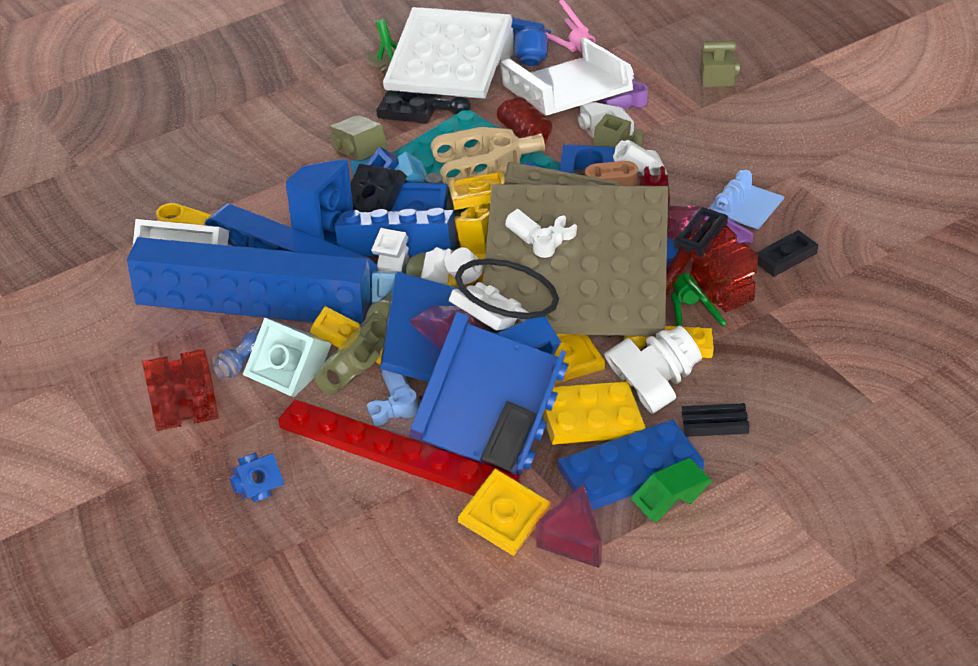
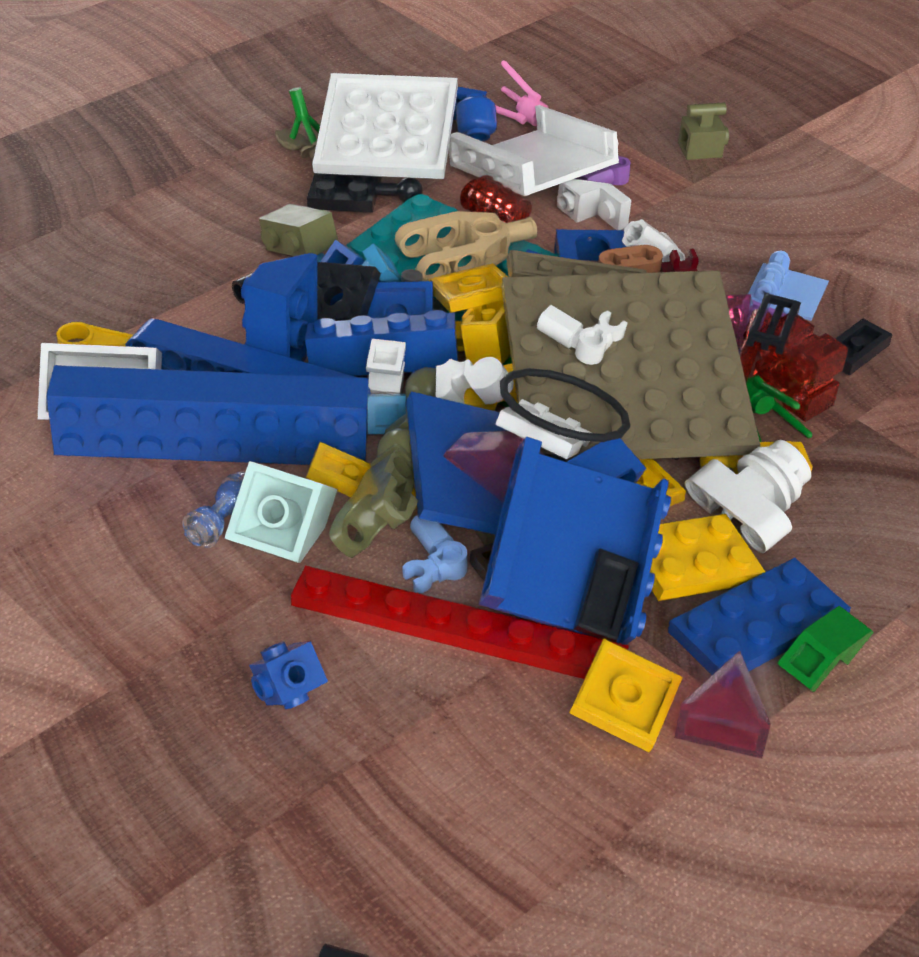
camera: 15 degrees left, 0 degrees up
(180, 389) = (155, 563): clear red brick -> none
(614, 129) = (613, 211): olive brick -> none
(733, 419) = (840, 551): black tile -> none

